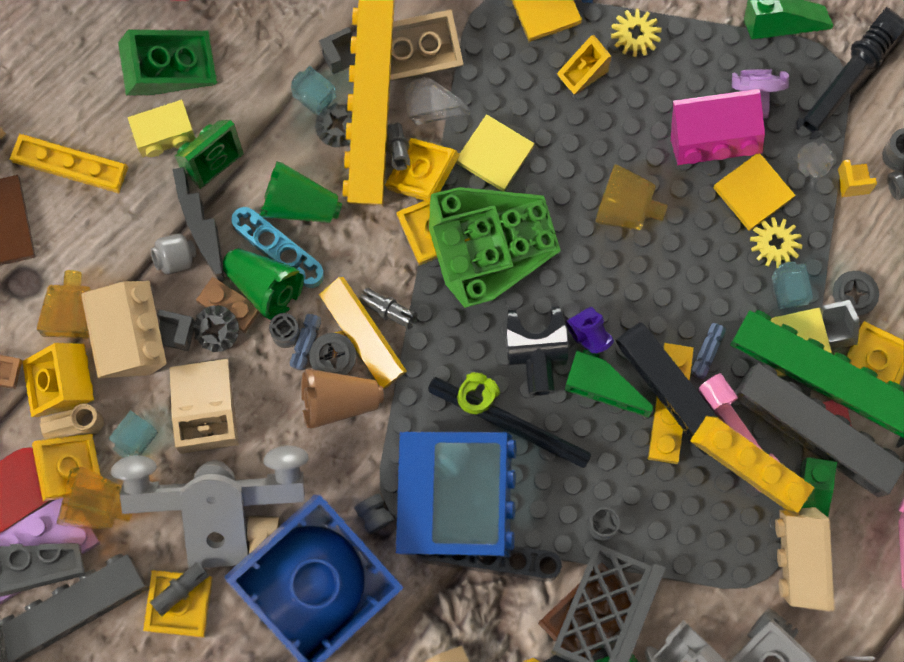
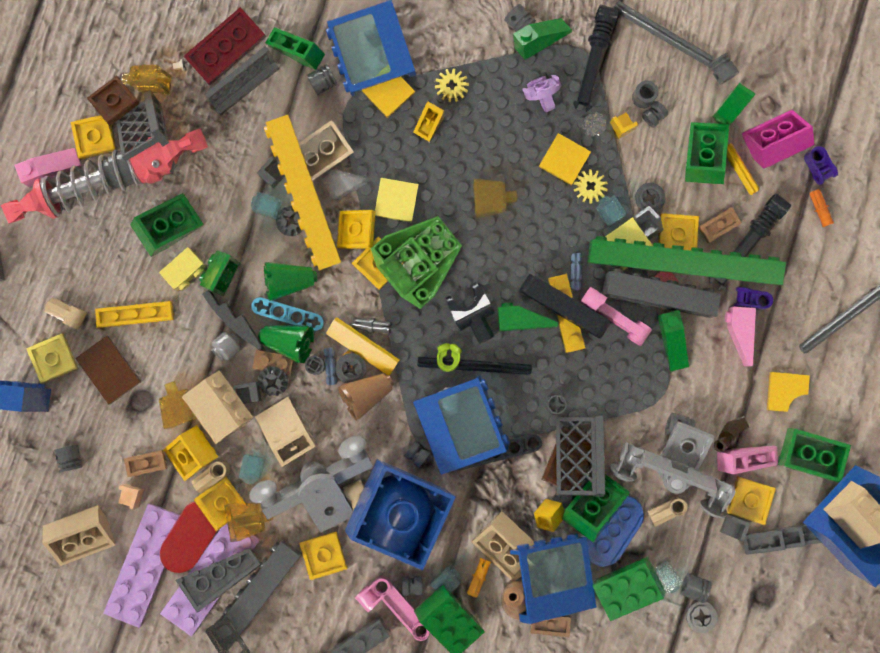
camera: 25 degrees left, 10 degrees up
(179, 589) = (321, 548): dark grey pin -> none
(398, 147) = (334, 220): dark grey axle -> none
(589, 330) = (499, 289): dark purple piece -> none
(717, 127) = (528, 129): dark pink slope -> none
(752, 464) = (631, 335): yellow brick -> none
(805, 559) = (683, 376): tan slope -> none

